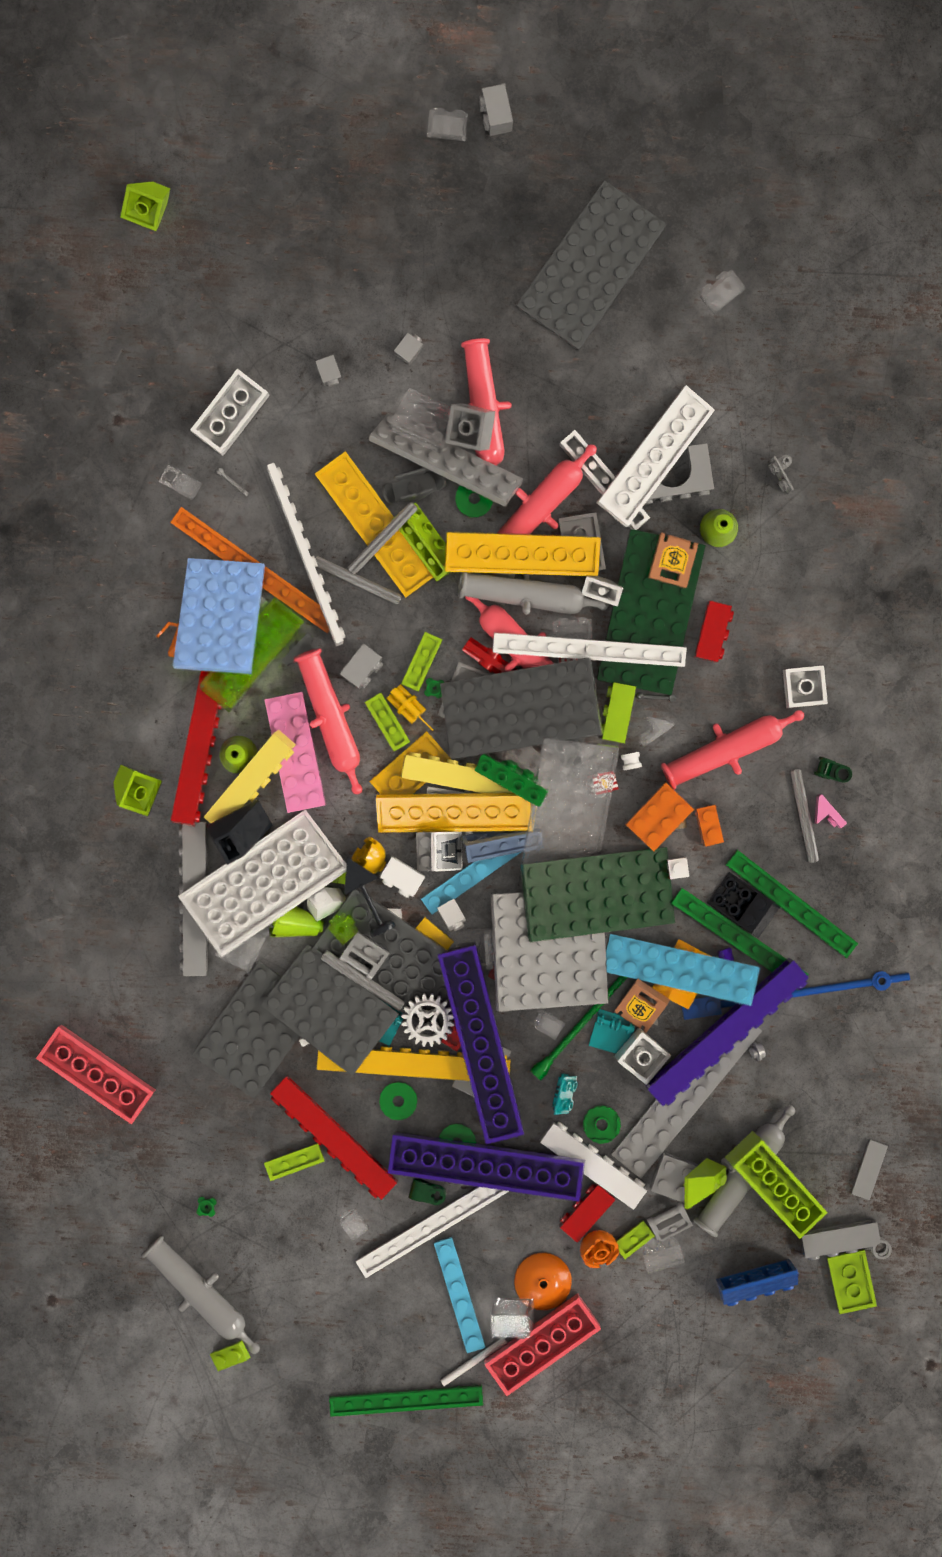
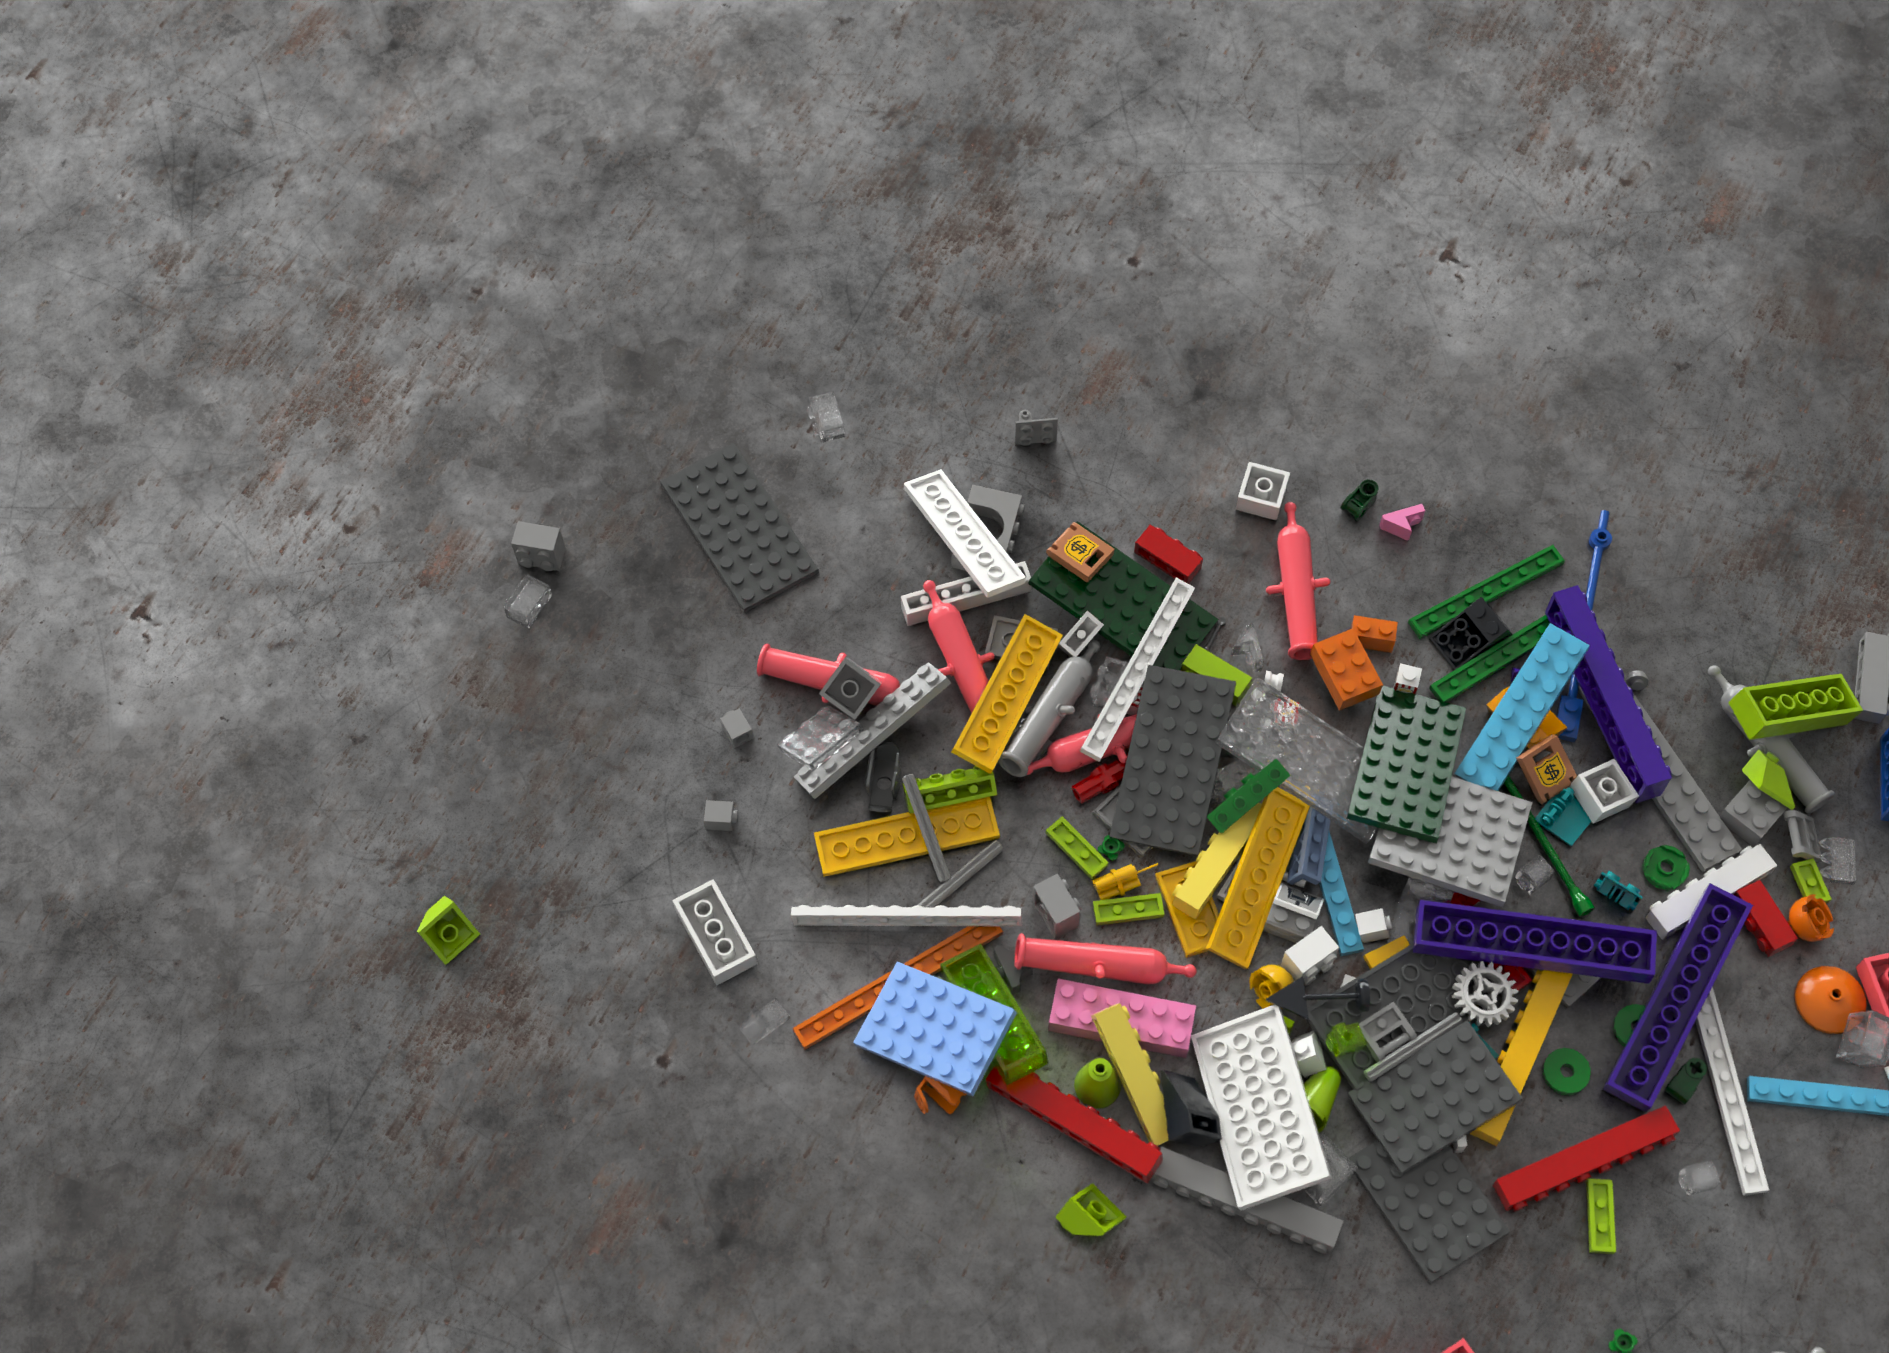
camera: 65 degrees left, 25 degrees down
(220, 471) = (773, 974): light grey hinge -> none
(469, 509) = (928, 740): green tile -> none
(713, 532) = (1062, 507): lime cone -> none
(804, 815) = (1397, 544): light grey axle -> none
(869, 1169) = (1803, 624): light grey tile -> none

